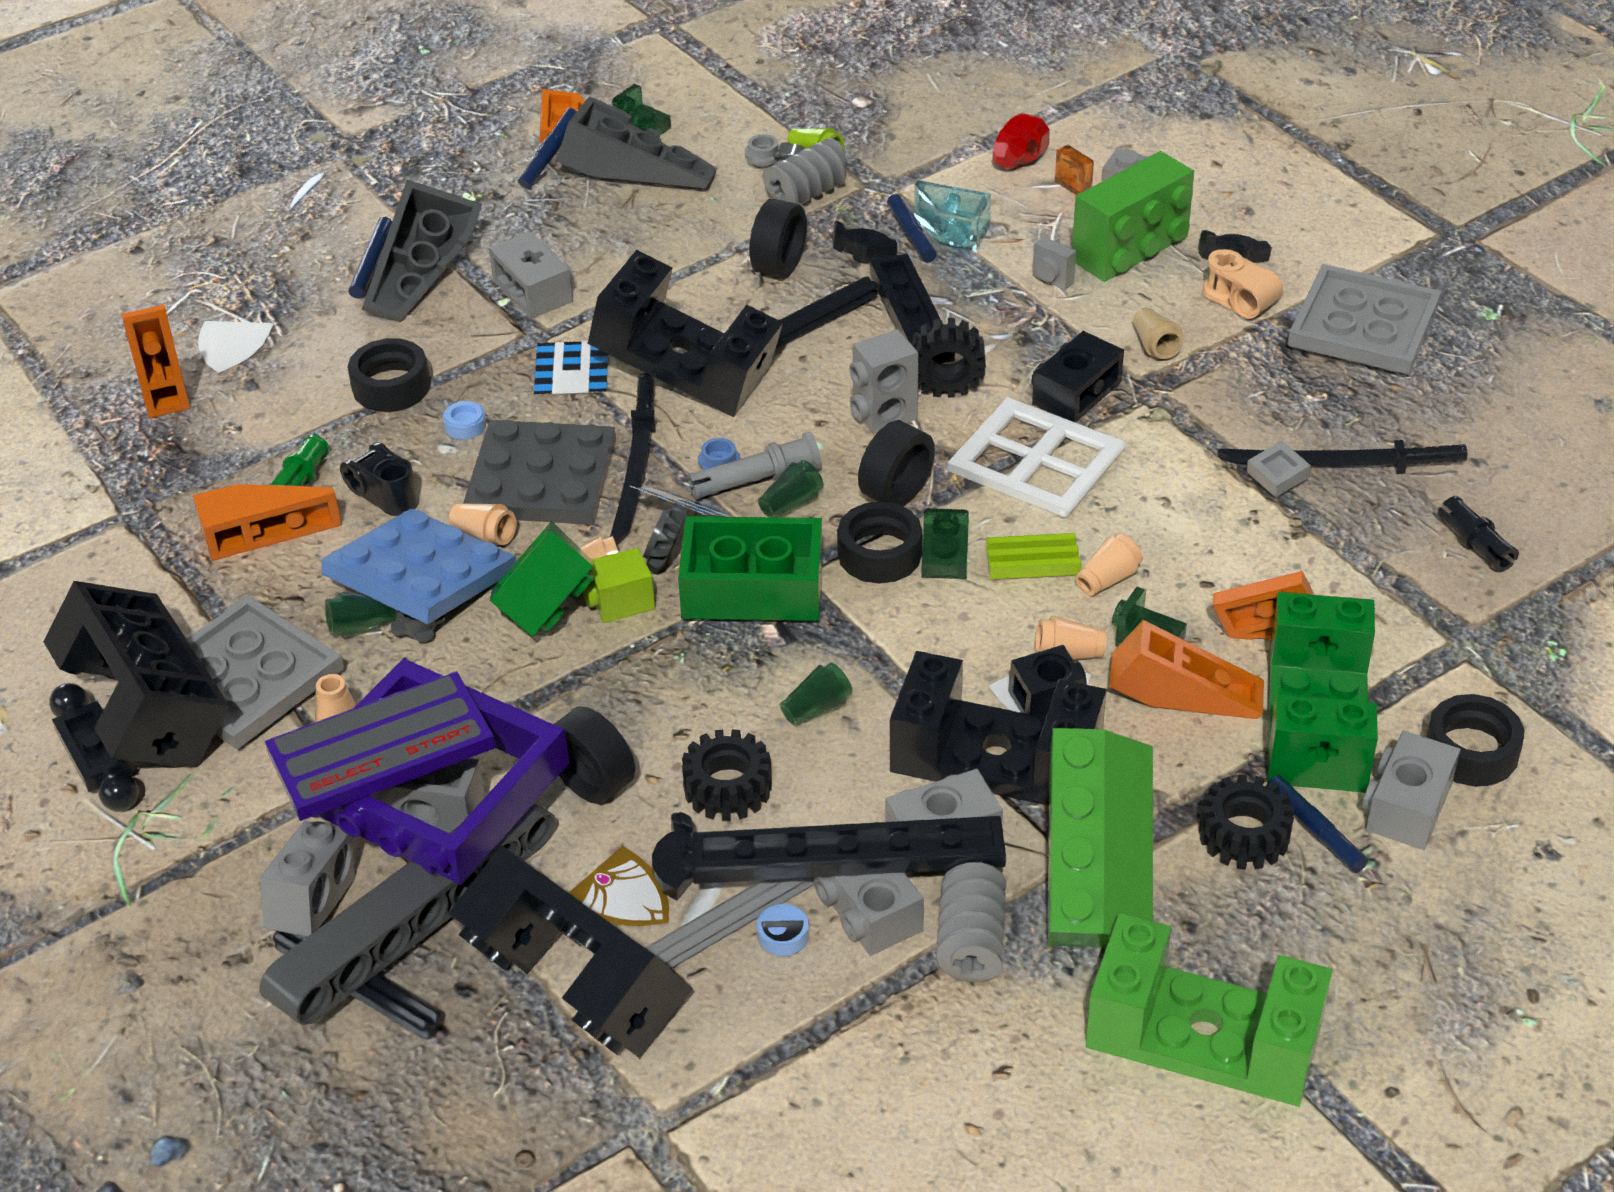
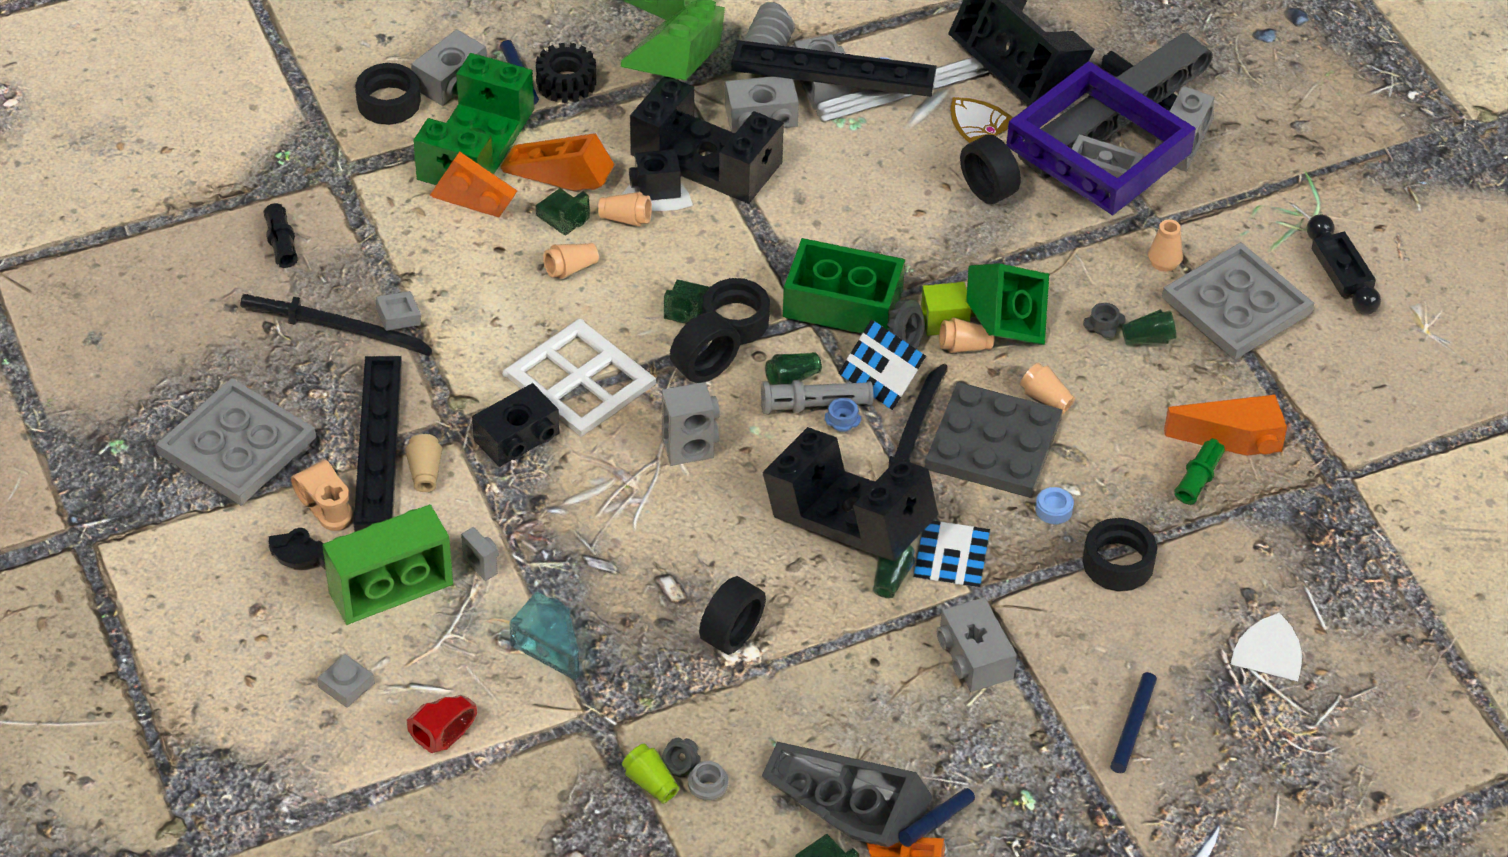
camera: 170 degrees left, 5 degrees up
(156, 361) = (1333, 559): orange slope -> none
(163, 696) = (1328, 290): black plate -> none
(379, 745) = (1134, 123): tile -> none
(382, 479) = (1129, 442): black piece -> none
(418, 565) = (1102, 351): medium blue plate -> none
(420, 245) = (1085, 704): dark grey wedge -> none
(673, 857) = (939, 121): black piece -> none
(732, 794) = (898, 149): black tyre -> none
(807, 172) = (676, 711): light grey piece -> none
(817, 694) = (819, 203): clear green cone -> none
(826, 309) = (722, 551): black axle -> none
(863, 242) = (643, 631): black piece -> none
(905, 297) = (630, 534): black plate -> none
(911, 228) = (591, 647): dark blue piece -> none
(949, 339) = (609, 439): black tyre -> none
(1032, 556) = (621, 281): lime tile -> none
(1073, 170) = (404, 669): clear orange plate -> none
(1221, 357) = (378, 441): none -> black tile

